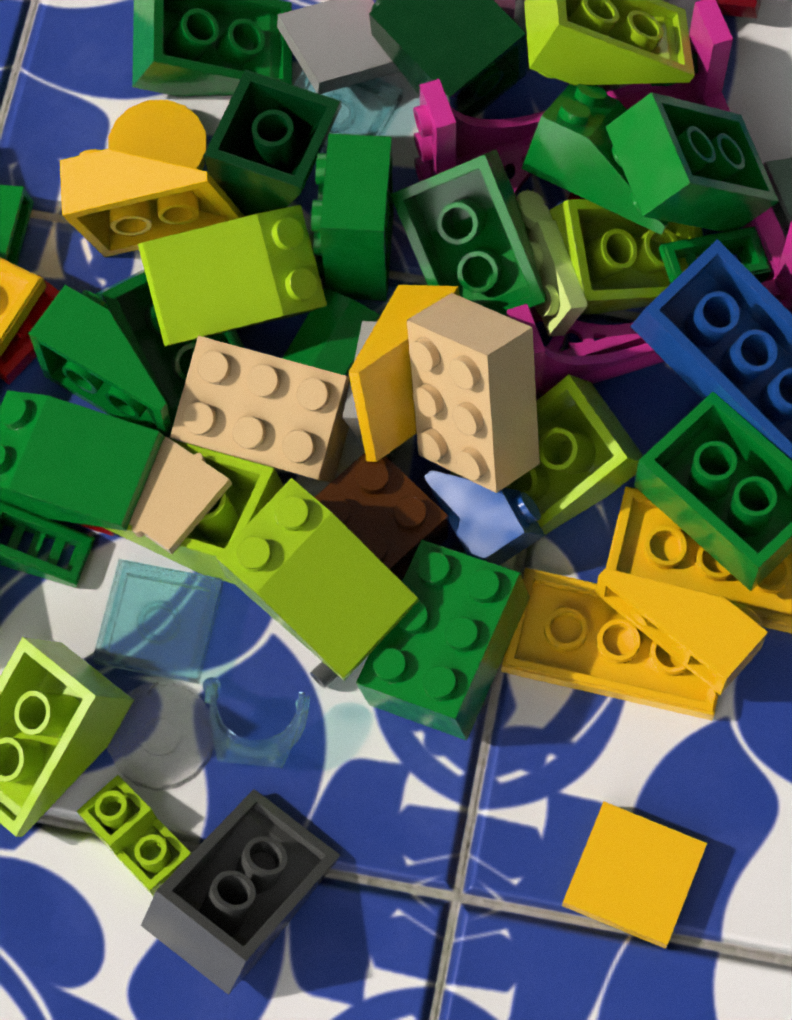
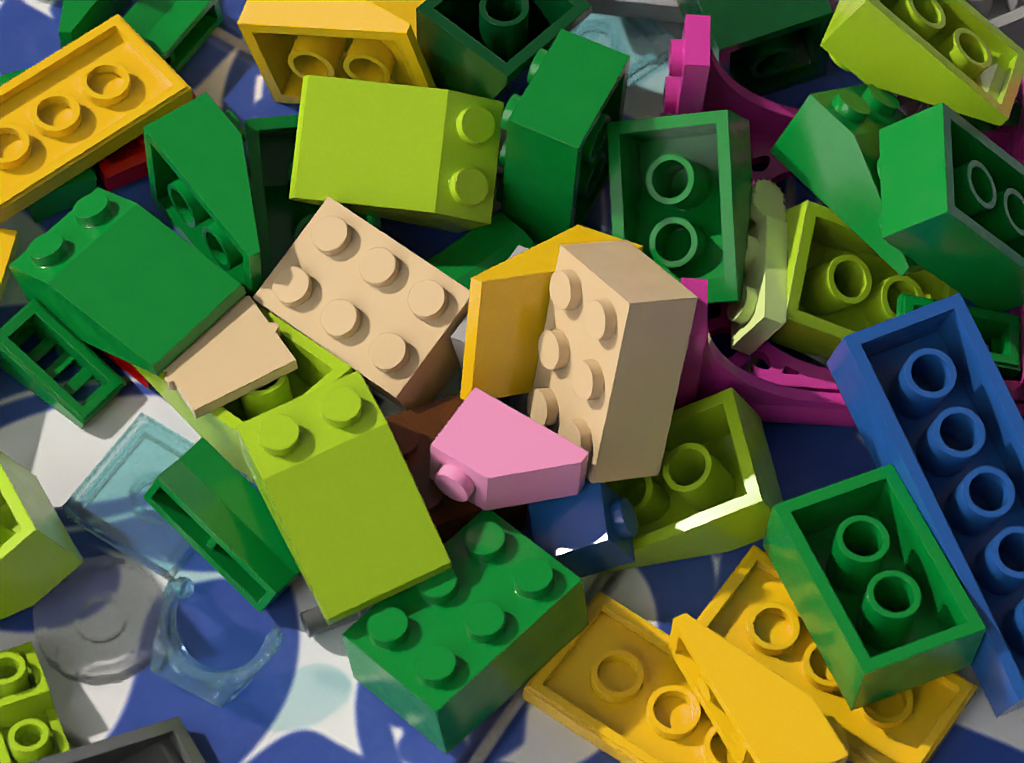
camera: 15 degrees right, 10 degrees down
(226, 625) = (225, 523): none -> green piece
(423, 500) = (503, 457): none -> bright pink slope

